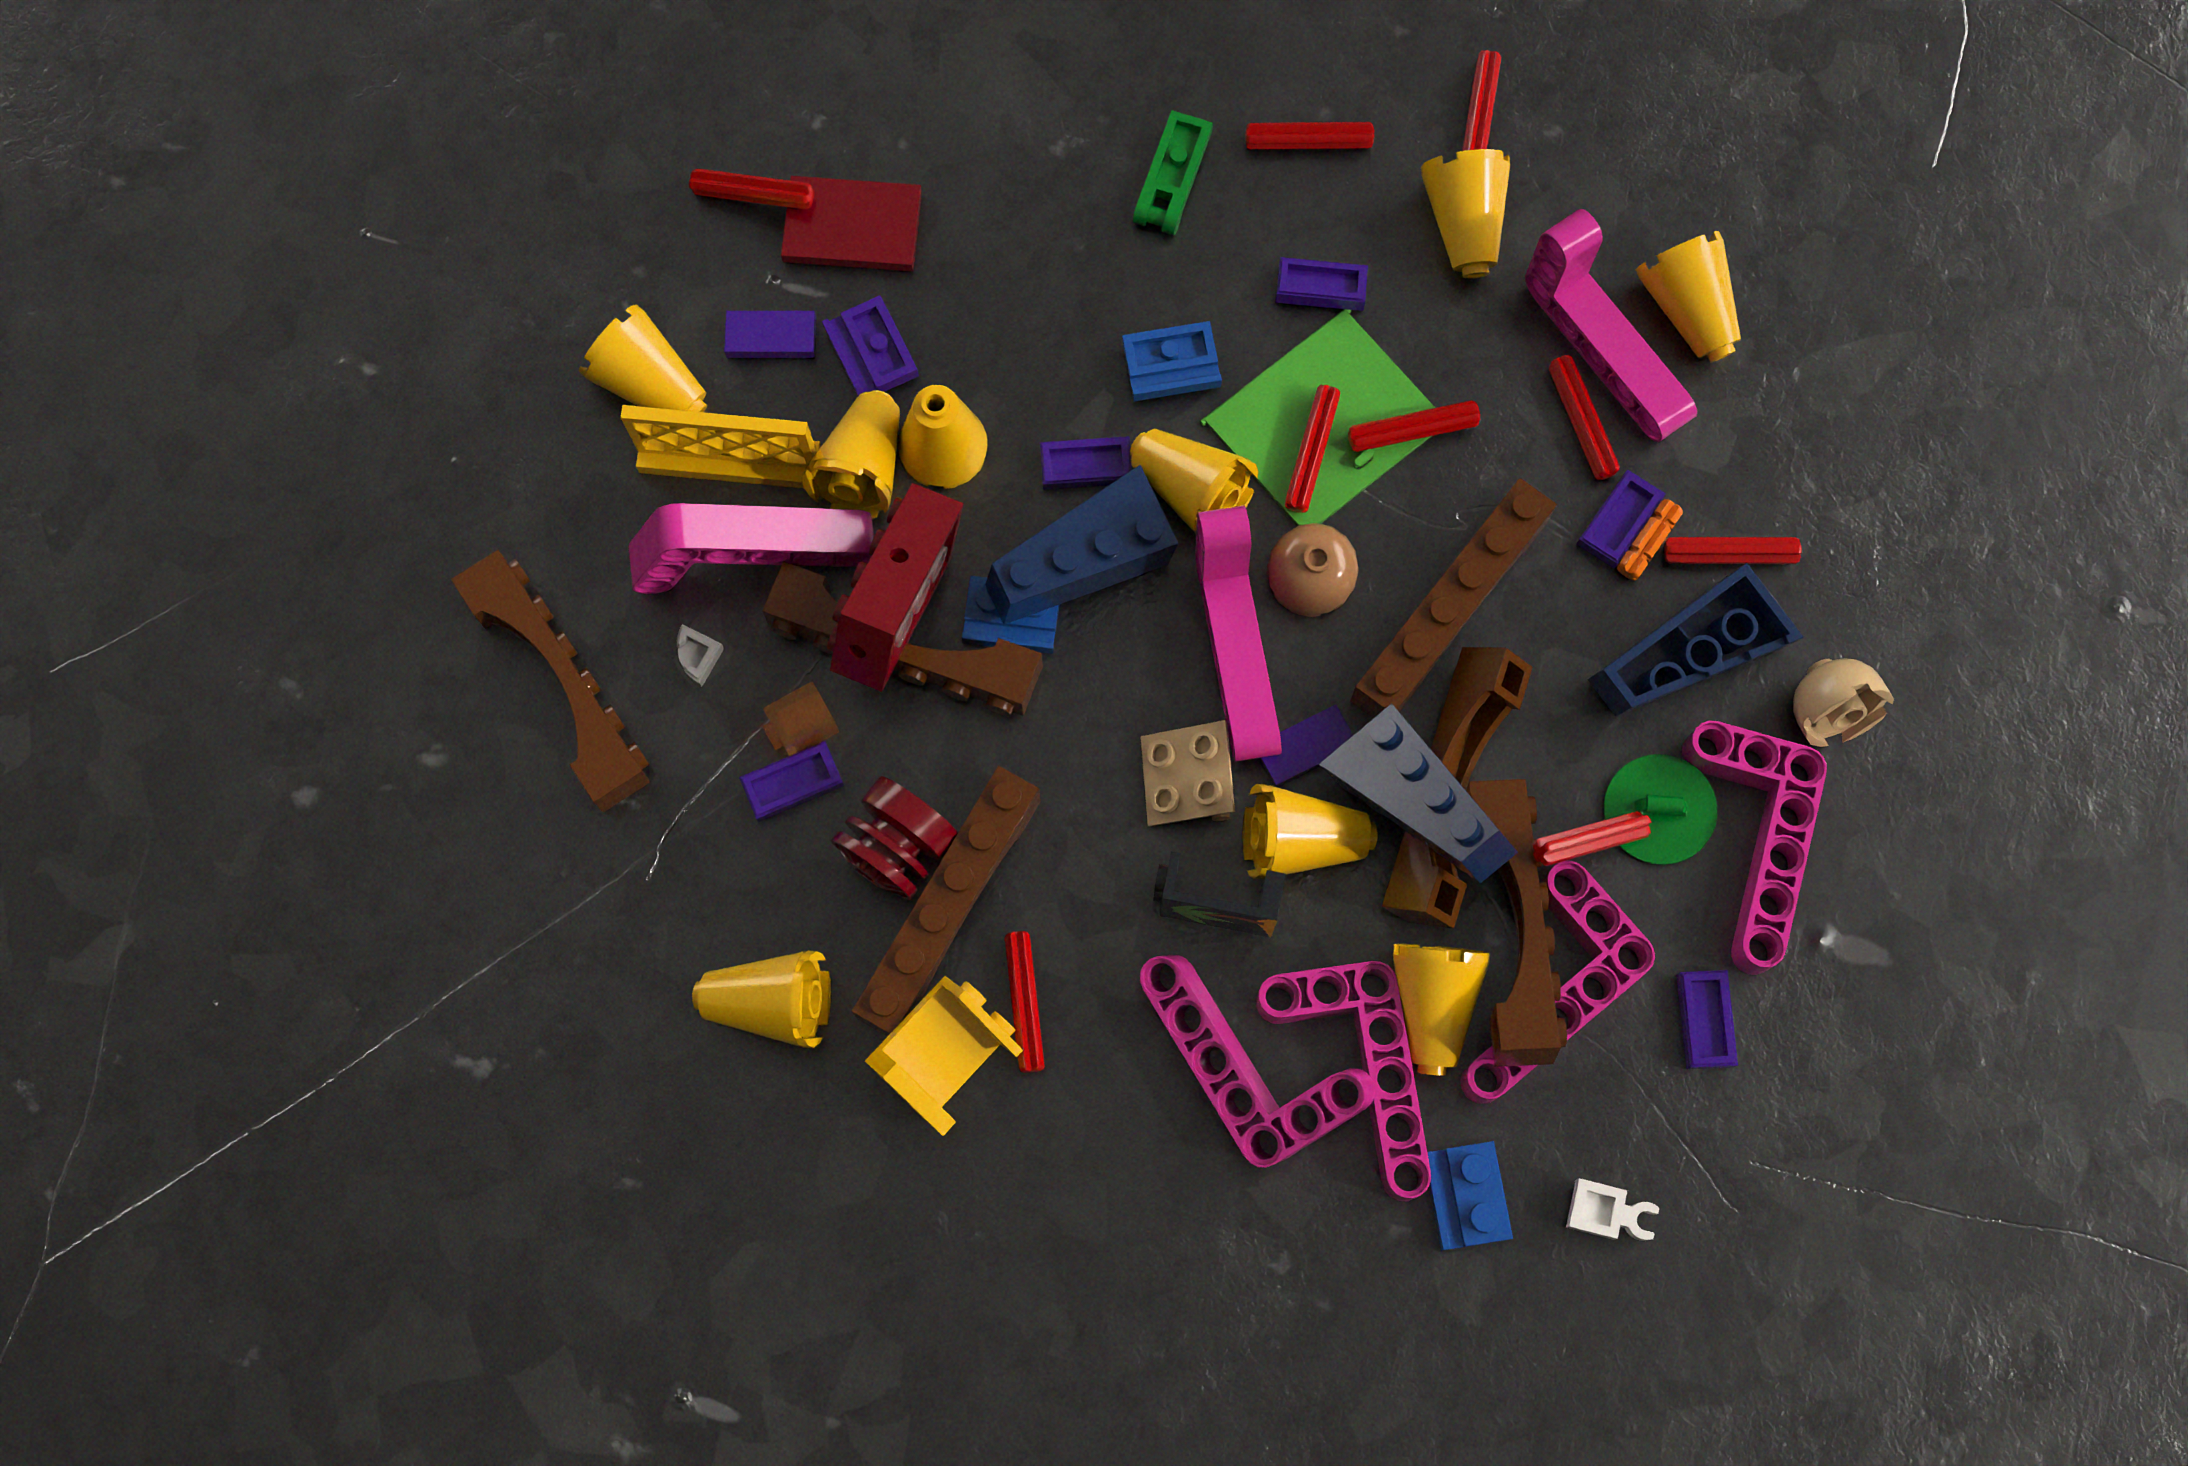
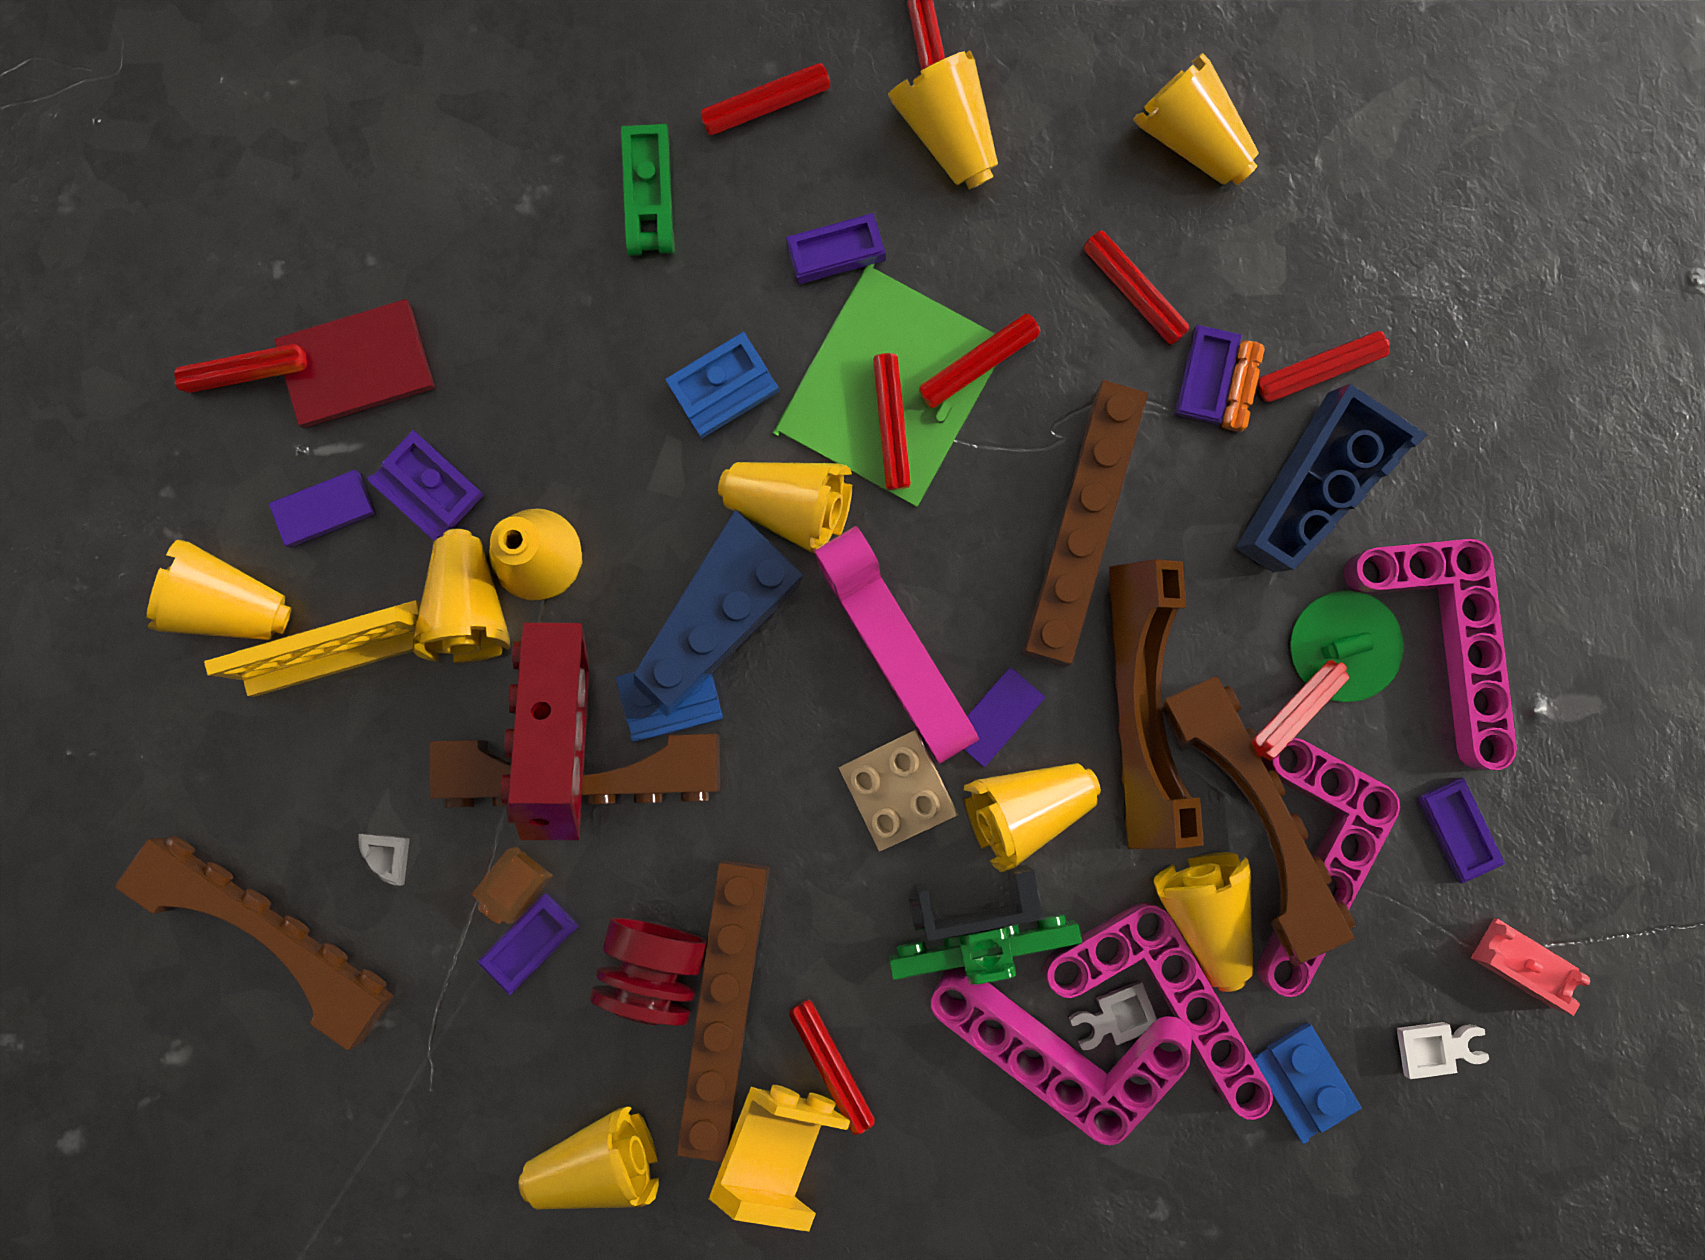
camera: 20 degrees left, 10 degrees up
(740, 534) = (320, 767): dark pink beam -> none
(1084, 462) = (680, 519): dark purple tile -> none
(1210, 941) = (985, 953): none -> green plate
(1312, 569) = (937, 542): medium nougat cylinder -> none
(1314, 1059) = (1123, 1014): none -> light grey plate
(1409, 785) = (1123, 733): wedge -> none
(1599, 330) = (1126, 197): dark pink beam -> none
(1725, 1171) = (1530, 966): none -> coral hinge
(1838, 699) = (1476, 478): tan cylinder -> none

